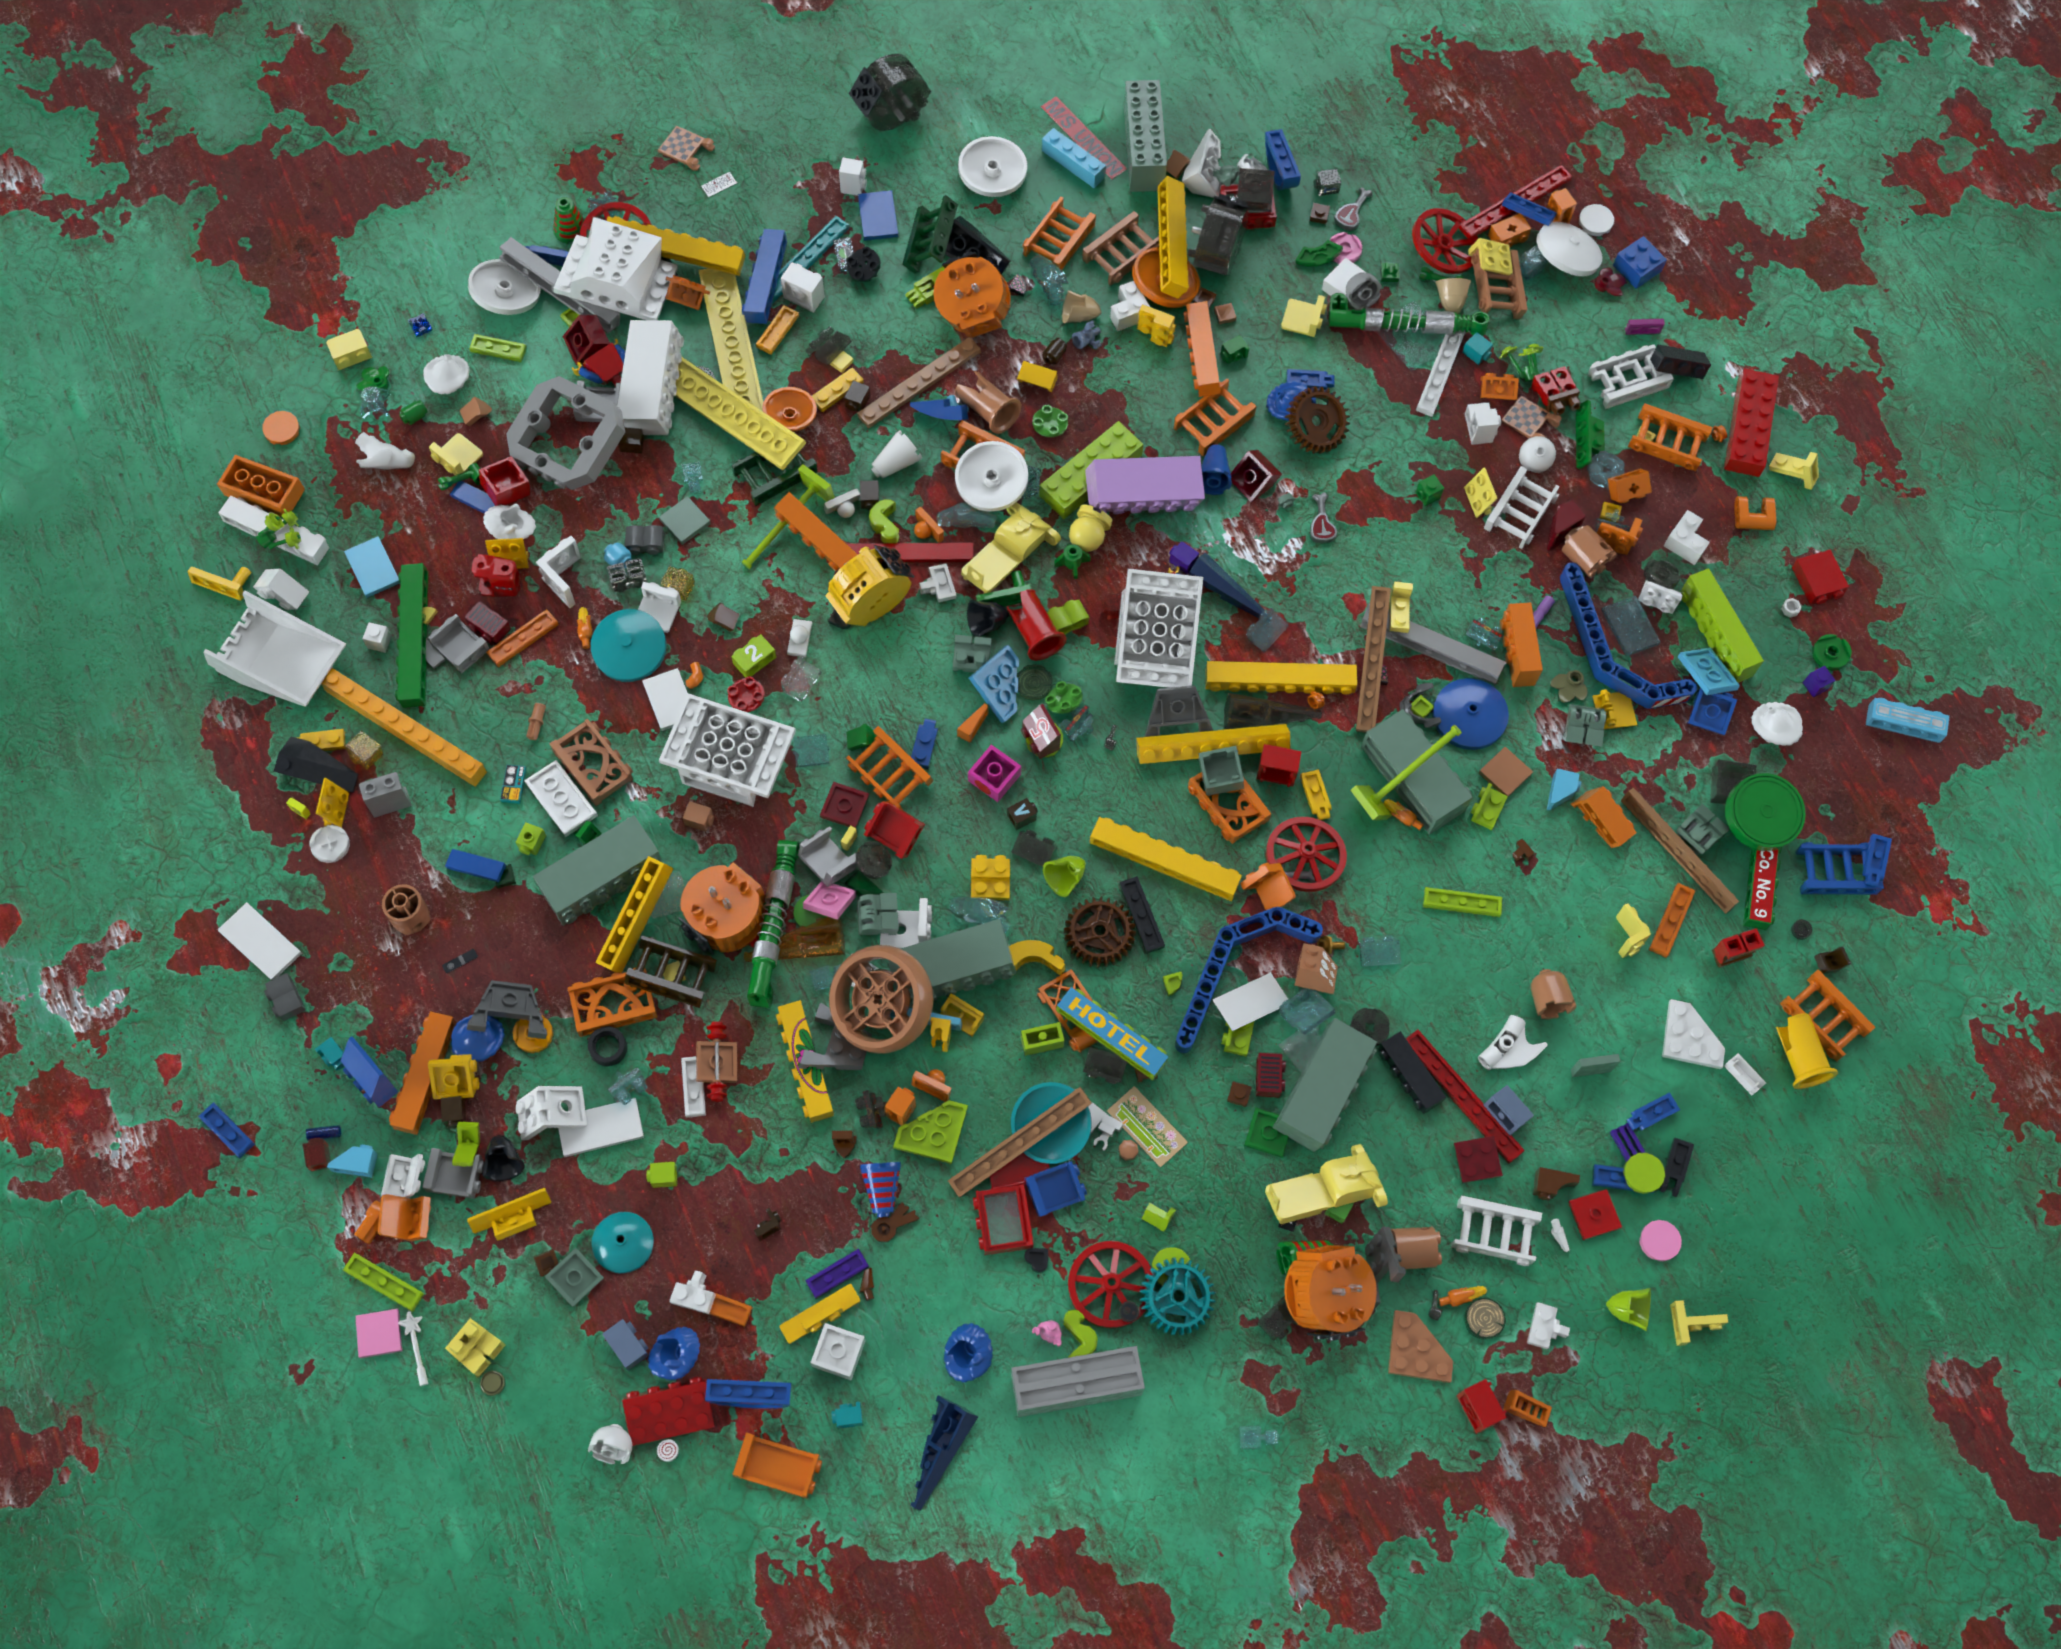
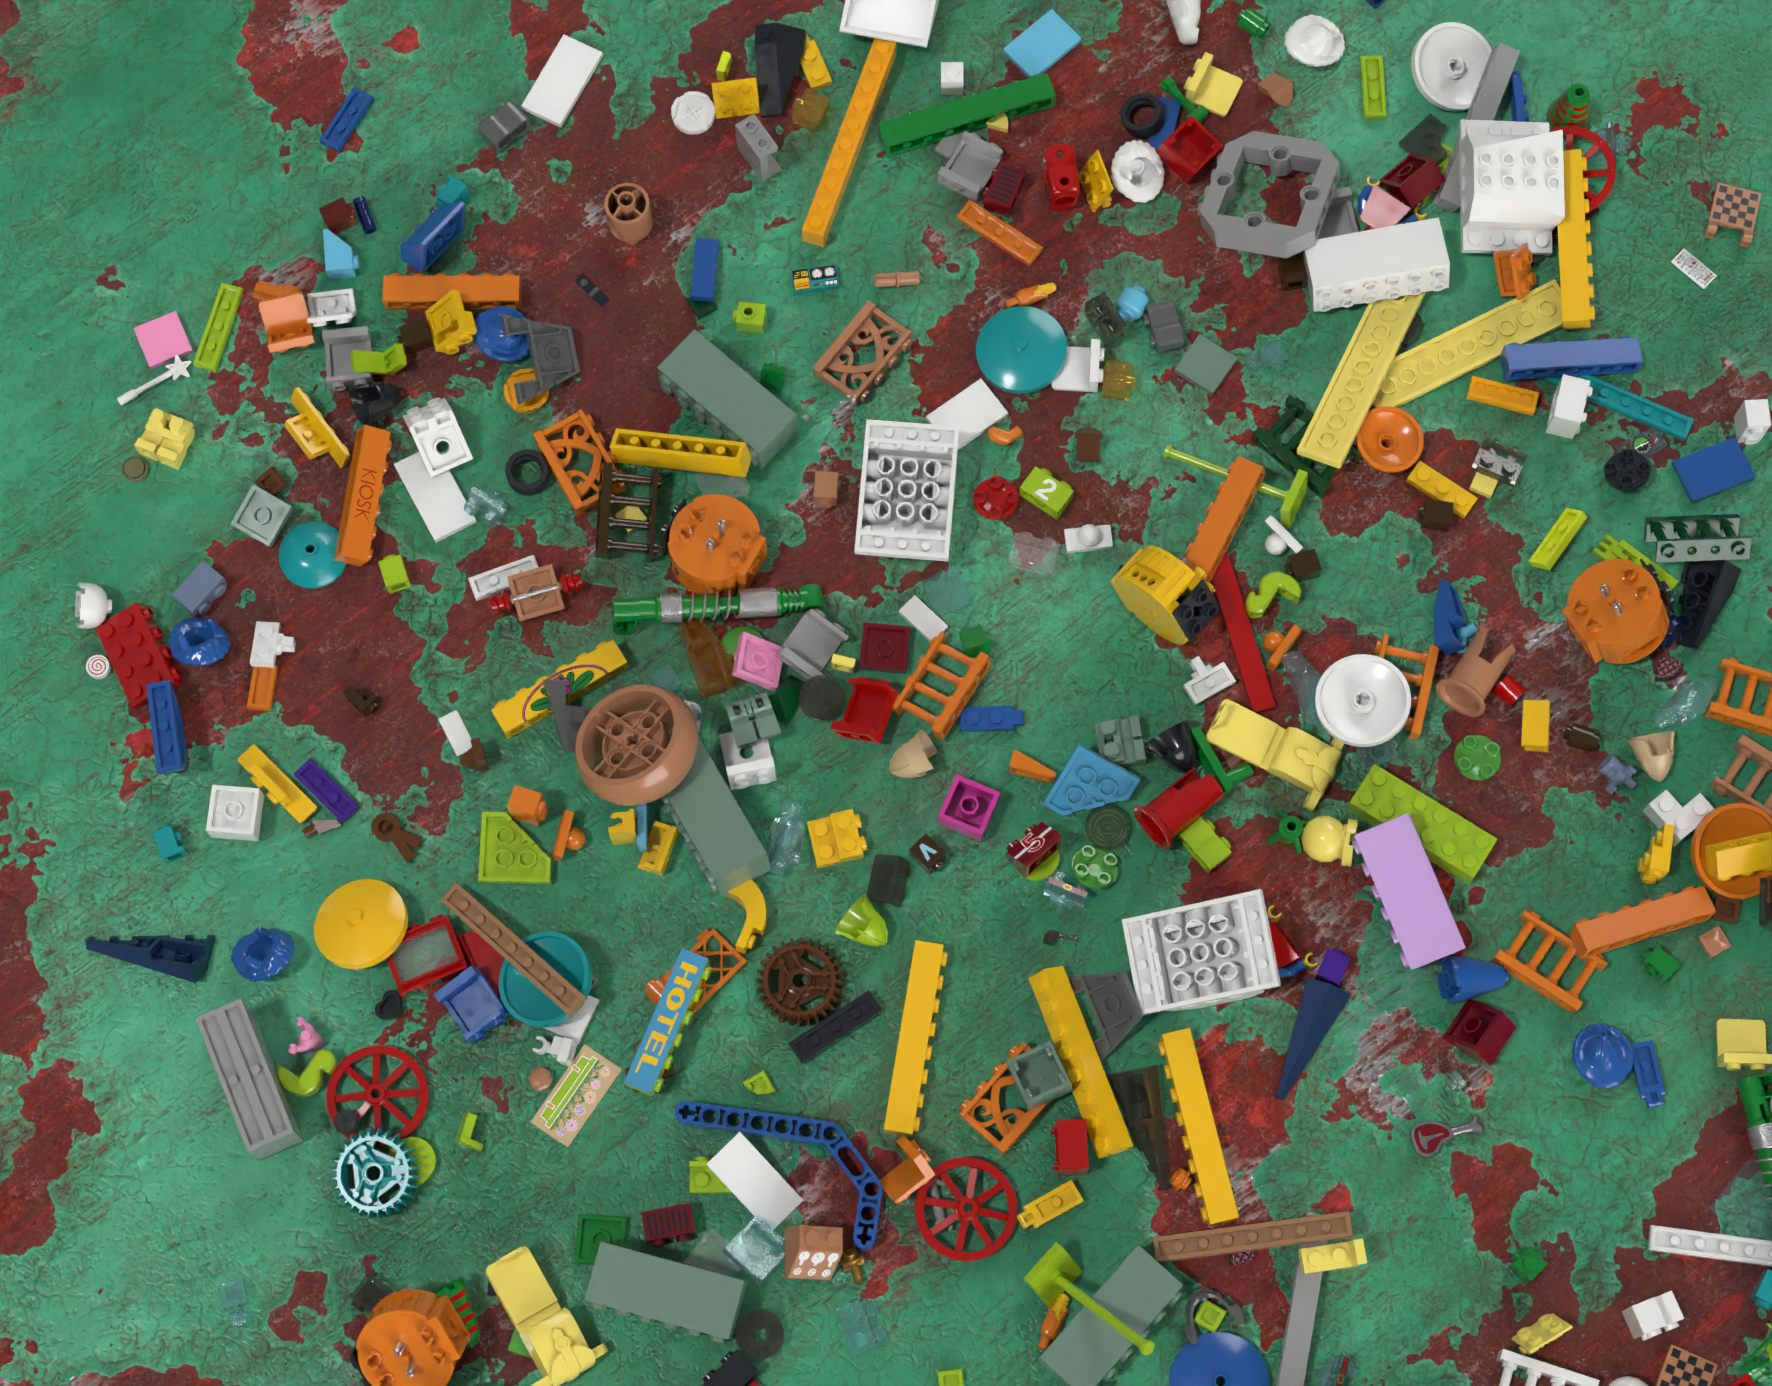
camera: 80 degrees right, 5 degrees up
(472, 517) = (1136, 102): none -> black tyre
(555, 323) = (1426, 139): none -> clear smoke tile
(557, 561) = (1096, 234): white bracket -> none
(561, 798) = (809, 334): white tile -> none
(585, 1185) = (362, 496): none -> orange brick
(777, 1466) = (103, 783): orange panel -> none
(816, 1155) = (456, 732): none -> white sticker
(828, 772) = (922, 618): none -> white tile
(875, 1110) = (523, 776): clear smoke hips -> none
(881, 1185) = (433, 809): blue cone -> none
(895, 456) = (1365, 582): white cone -> none
(900, 324) = (1558, 539): none -> neon yellow plate
(919, 382) = (1484, 584): medium nougat plate -> none
(943, 803) = (912, 757): none -> tan helmet
(964, 1265) = (360, 924): none -> yellow dish
(1007, 386) = (1509, 691): none -> red brick
(1042, 1038) = (647, 945): lime brick -> none
(1105, 1065) = (631, 1025): clear smoke bracket -> none
(1239, 1094) = (639, 1194): reddish brown plate -> none
(1266, 629) = (1259, 1095): clear light blue bracket -> none
(1328, 414) = (1562, 1097): reddish brown gear -> none
(1499, 387) = (1719, 1330): orange bracket -> none

